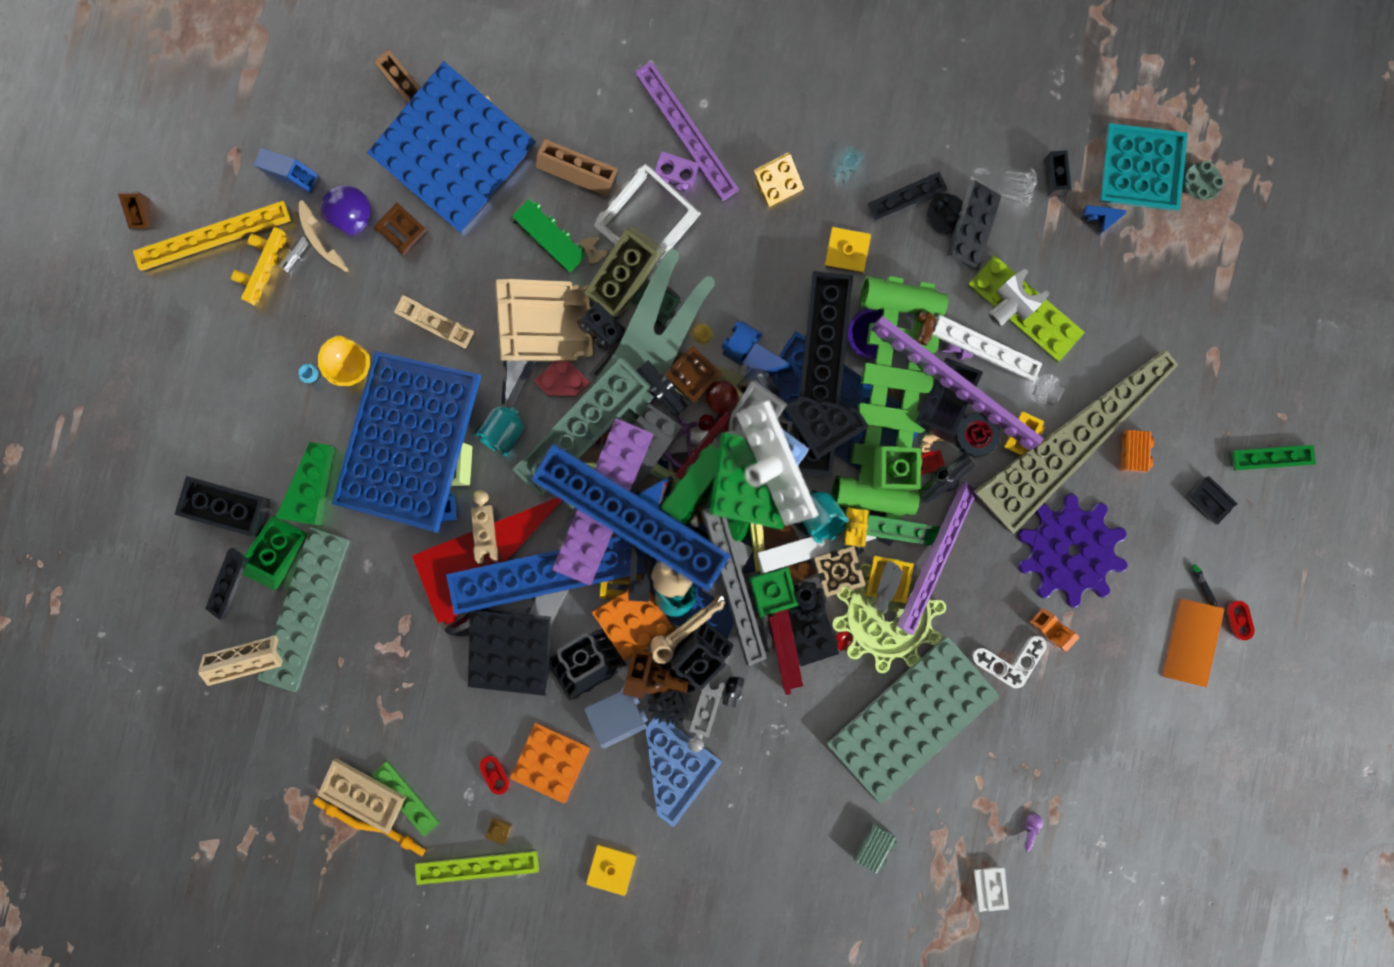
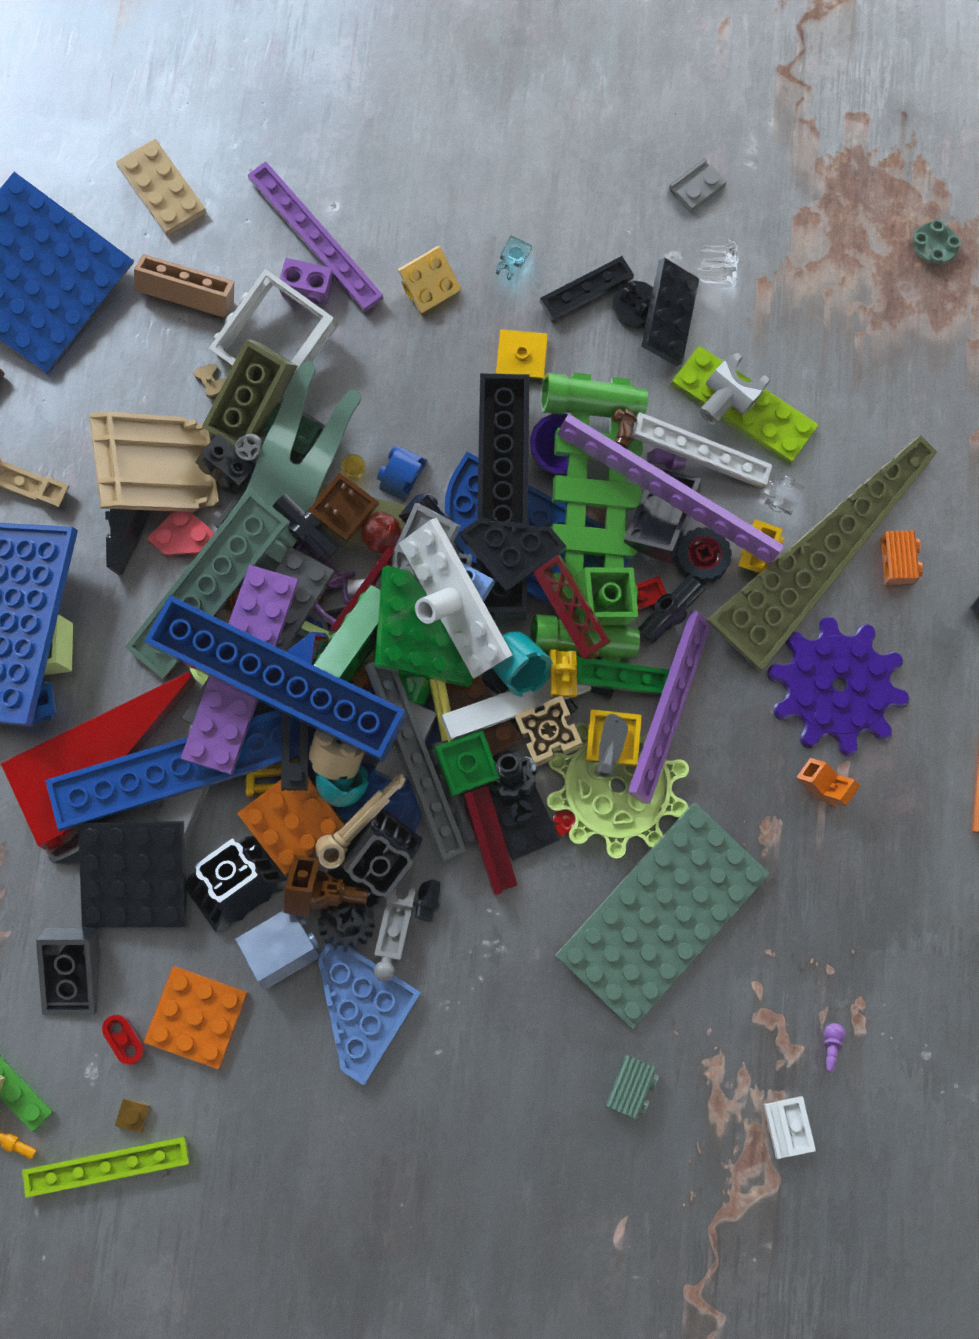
camera: 10 degrees left, 10 degrees down
(456, 718) = (68, 970): none -> black slope
(483, 528) = (91, 720): tan plate -> none
(500, 429) = (107, 599): teal cylinder -> none
(548, 235) = (153, 364): green wedge -> none
(562, 75) = (161, 187): none -> tan plate
(611, 869) = (286, 1152): yellow plate -> none
(619, 319) = (244, 448): none -> light grey wheel
(706, 427) = (361, 567): red hinge -> none
(763, 359) = (439, 487): blue slope -> none
(864, 478) = (566, 610): none -> dark red fence
(927, 441) = (644, 567): light nougat arm -> none
(1009, 111) = (697, 185): none -> light grey plate
(1016, 667) = (787, 836): white beam -> none
(1057, 173) = (762, 246): black brick -> none
(1107, 216) = (825, 288): blue slope -> none
(1143, 167) = (863, 233): teal plate -> none

